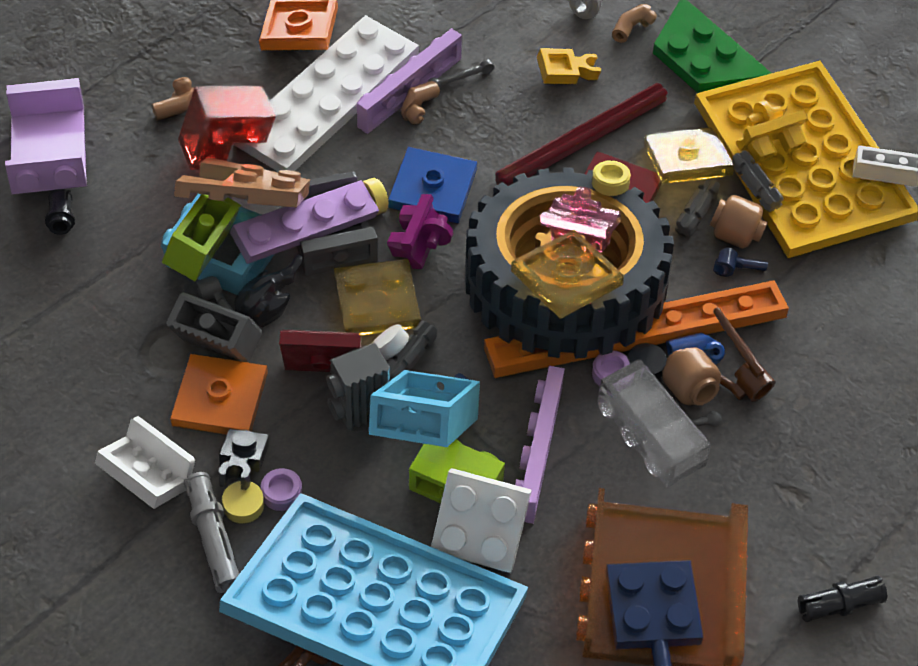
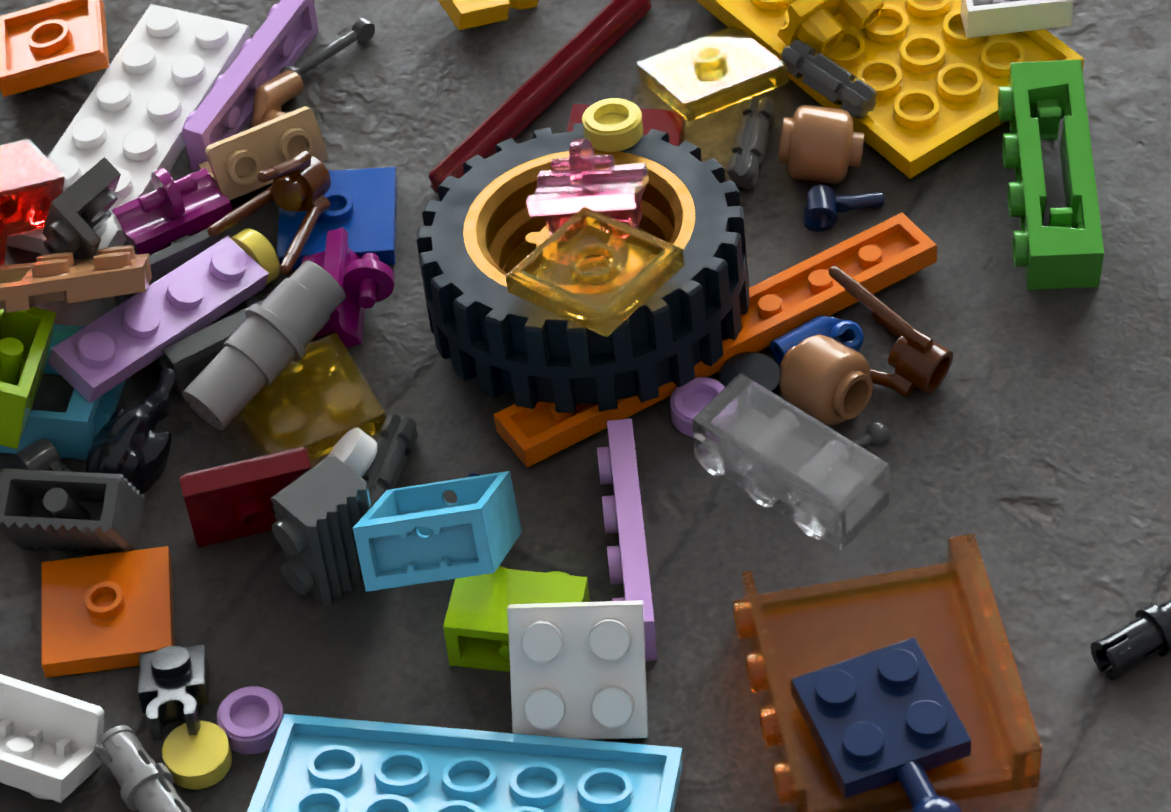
camera: 10 degrees left, 5 degrees down
(278, 142) = (81, 212): none -> dark grey bracket
(335, 154) = (171, 210): none -> magenta hips
(361, 256) = (265, 344): none -> light grey piece
(400, 133) = (241, 157): none -> tan bracket
(410, 160) = (295, 187): none -> reddish brown plant
(877, 236) = (1071, 246): none -> bright green brick

